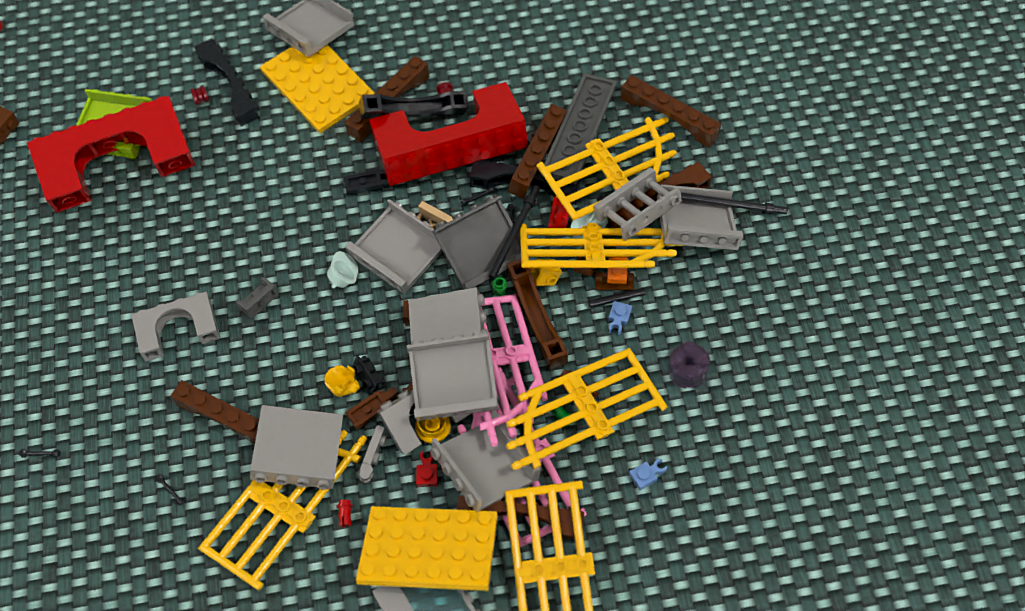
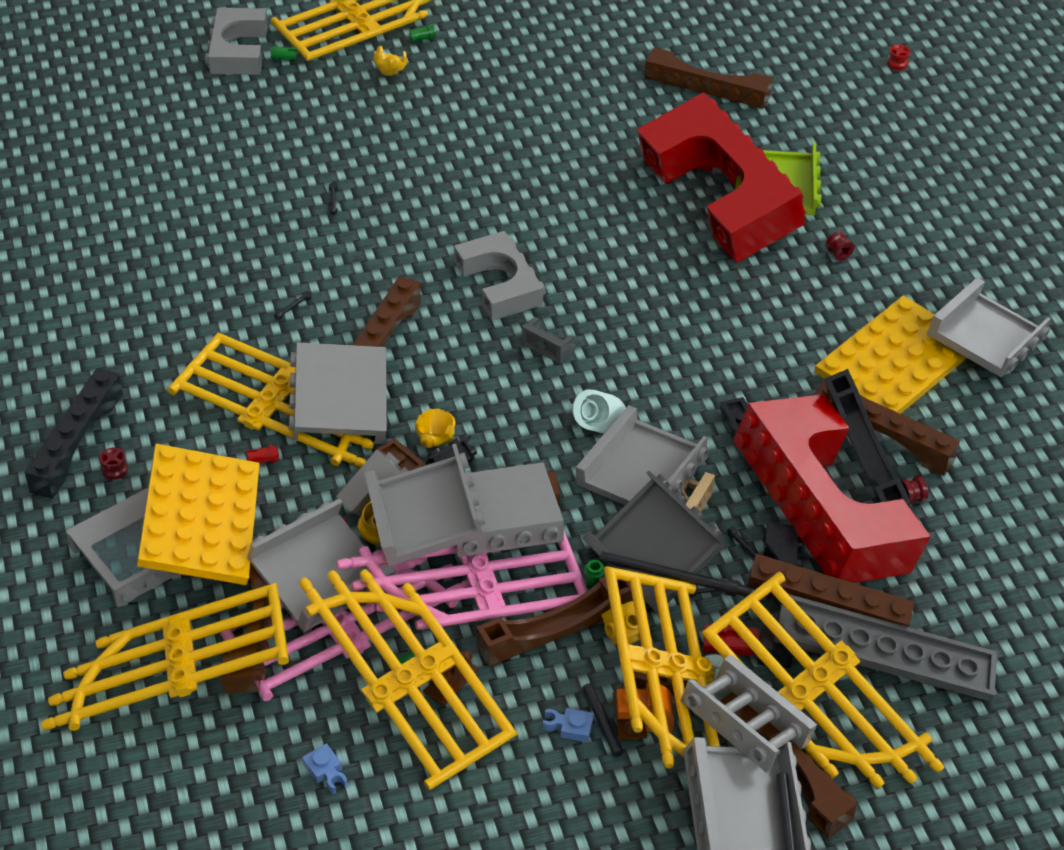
camera: 80 degrees right, 15 degrees down
(241, 104) = (836, 285): black arch -> none
(372, 455) = (330, 468): light grey hinge -> none
(688, 365) = (493, 805): clear purple brick -> none
(702, 127) = (947, 779): reddish brown arch -> none

